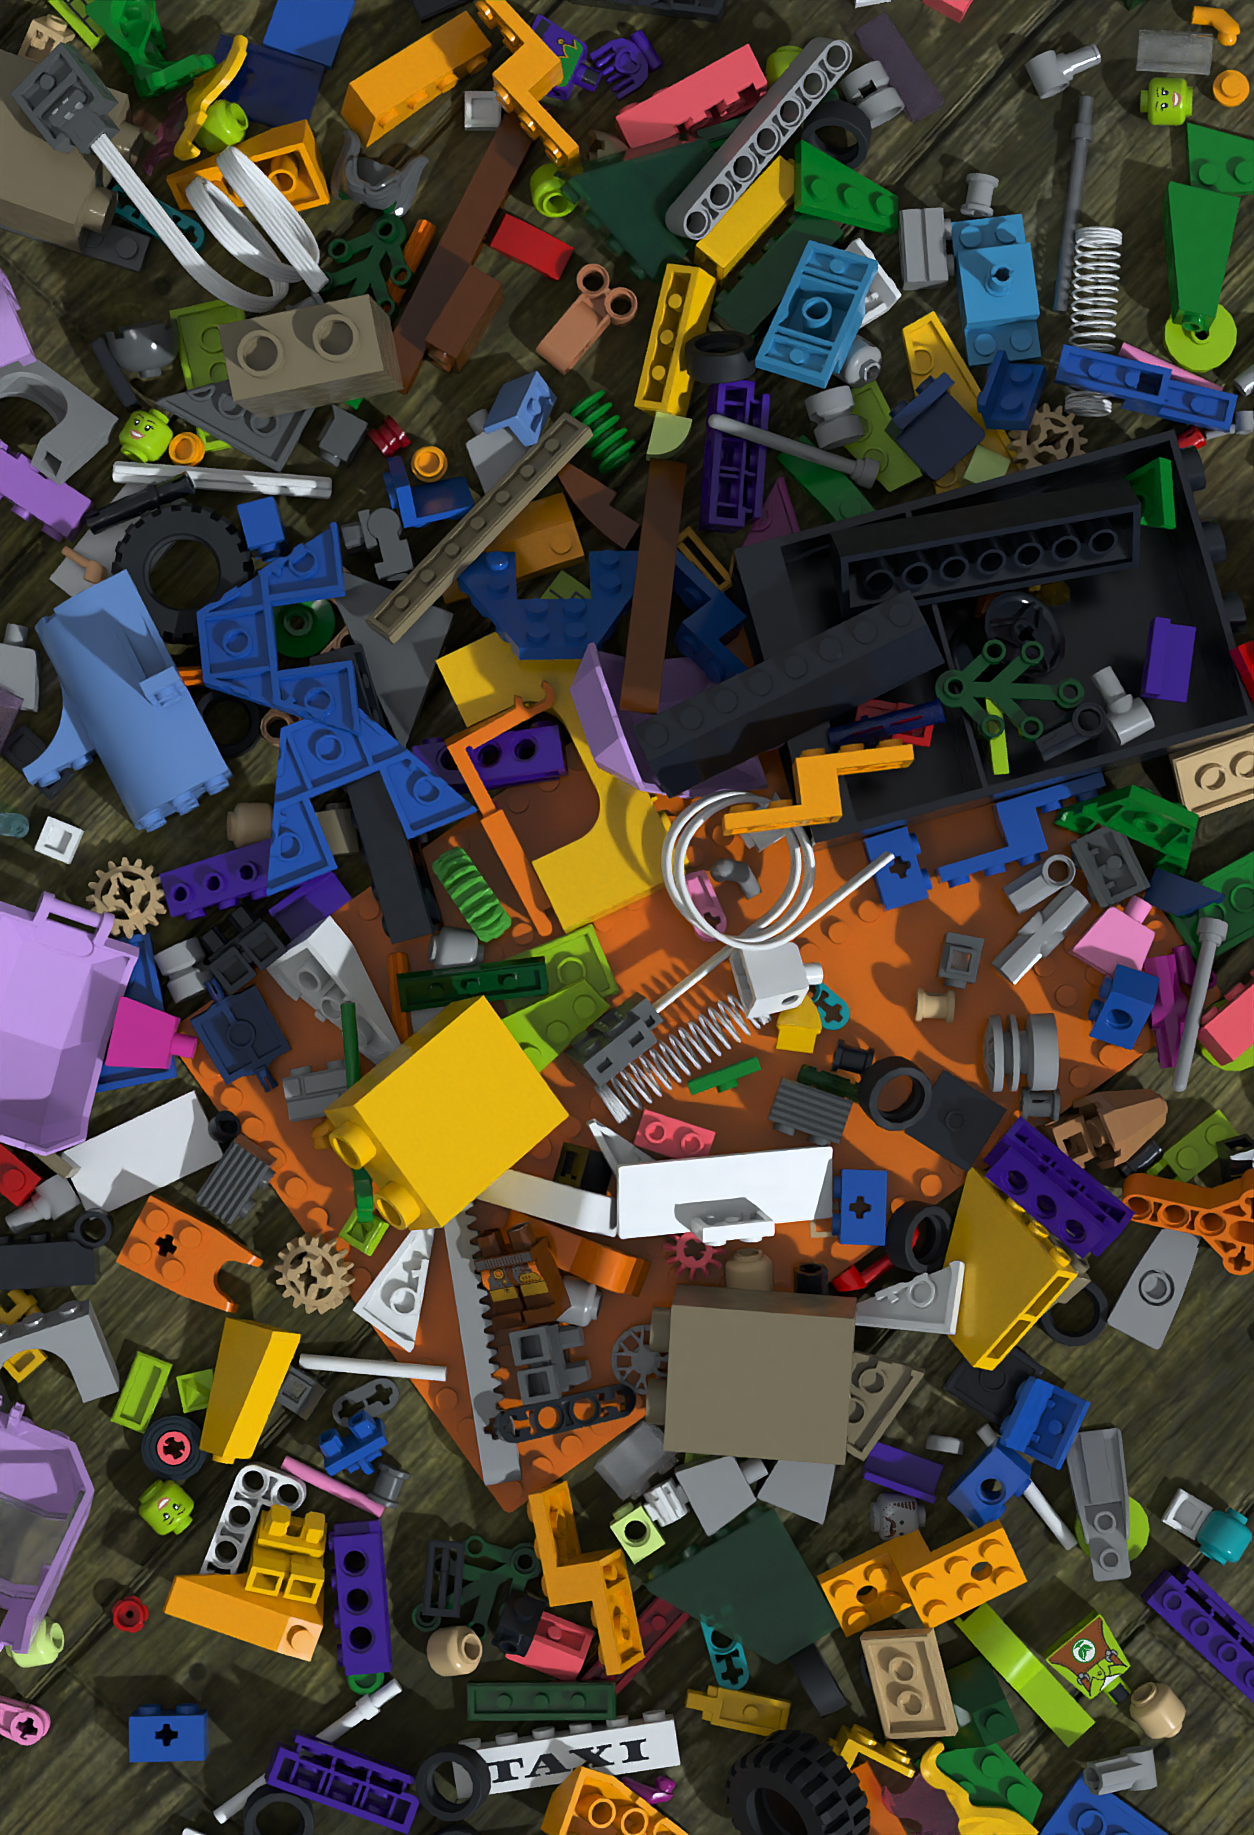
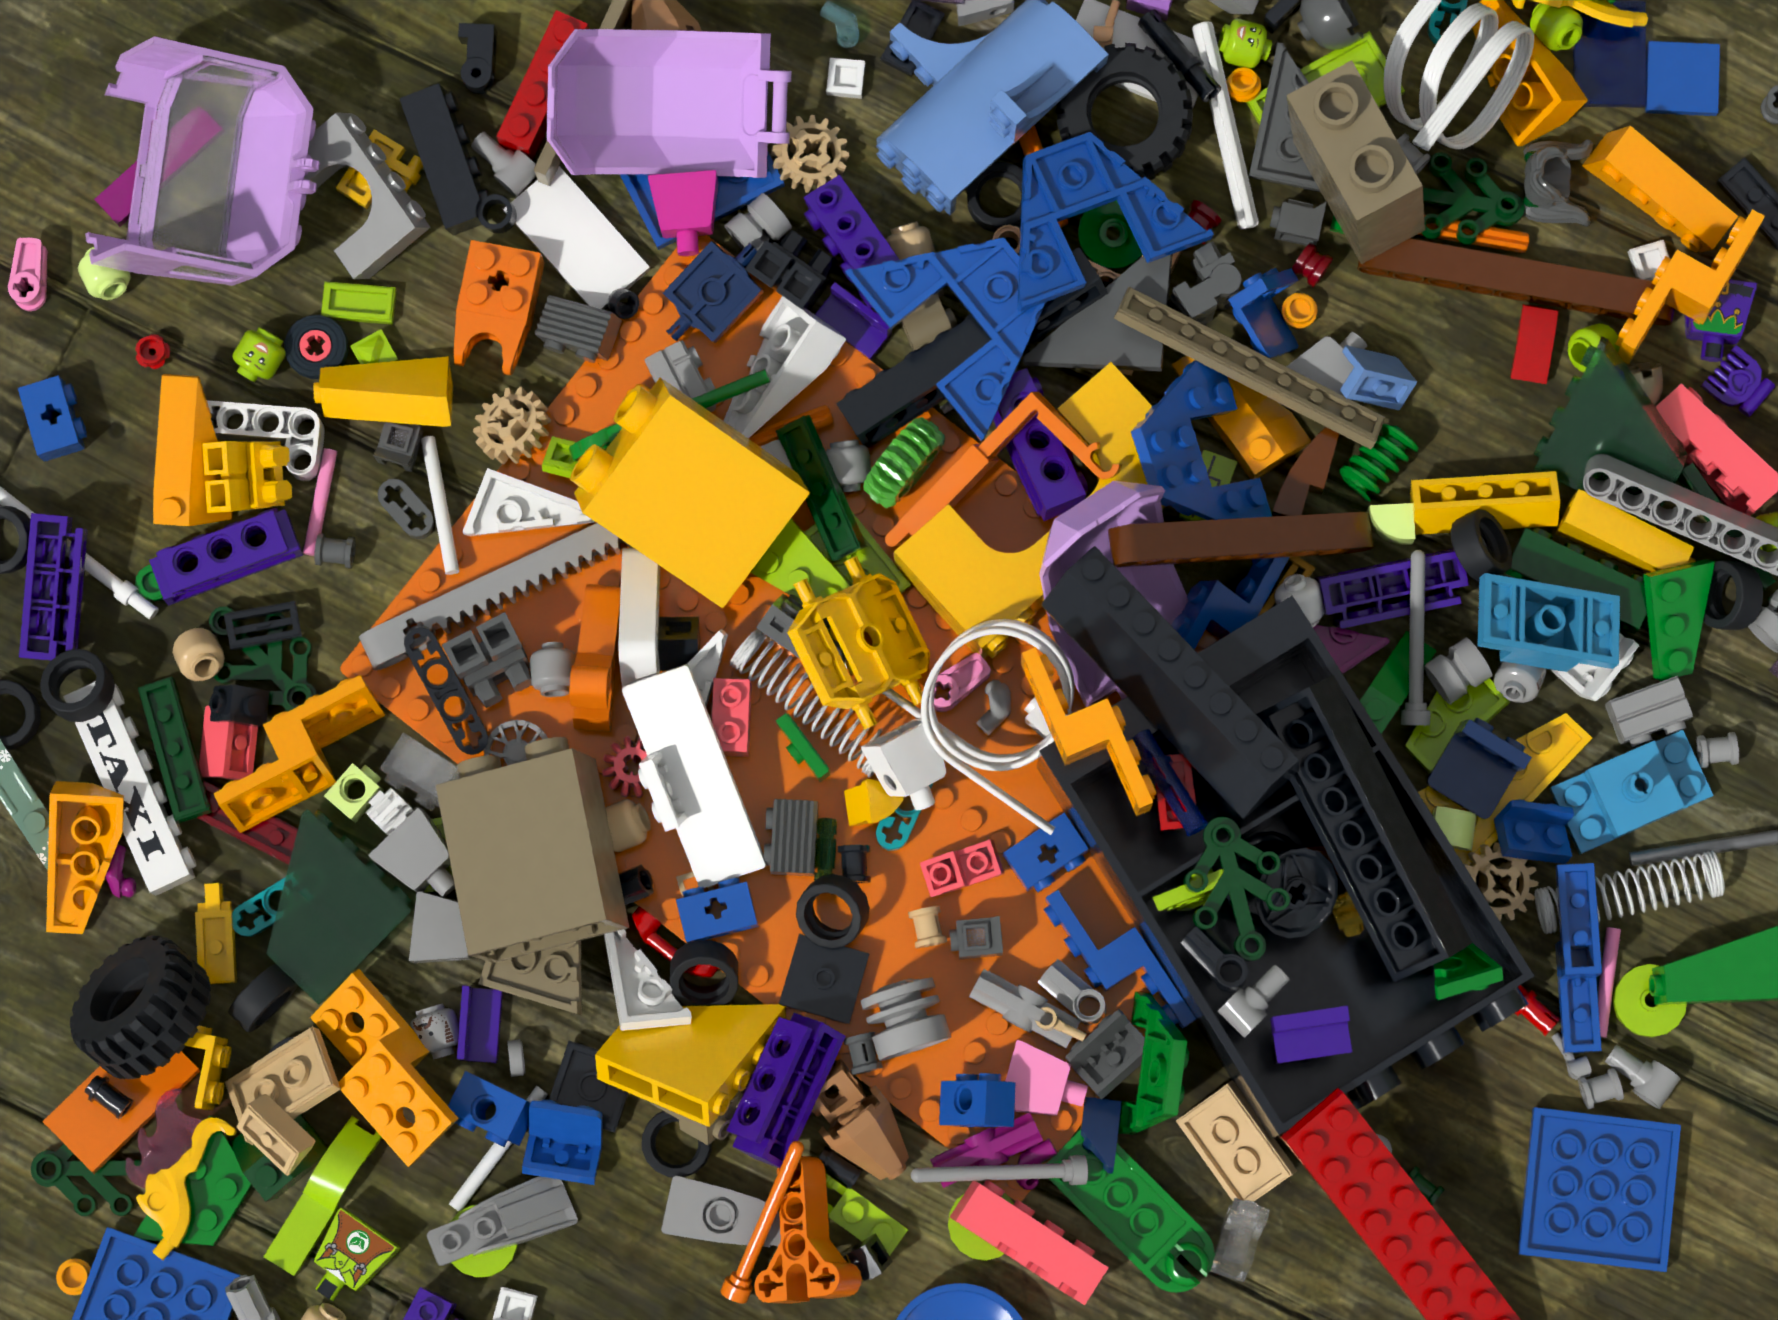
camera: 85 degrees right, 5 degrees down
(264, 529) = (1189, 174): blue brick -> none
(307, 528) = (1203, 215): none -> dark red wheel
(356, 1449) = (360, 513): blue hips -> none
(463, 320) = (1442, 299): reddish brown brick -> none
(520, 1277) = (559, 609): reddish brown hips -> none
(585, 320) = (1479, 414): nougat piece -> none
(608, 972) = (896, 651): none -> yellow piece
(715, 548) = (1306, 593): none -> white head
(885, 955) = (962, 868): none -> coral slope
(959, 1703) = (275, 1133): none -> tan slope
(1072, 903) = (1060, 1026): none -> tan hand
(1226, 1289) = (738, 1285): none -> orange piece

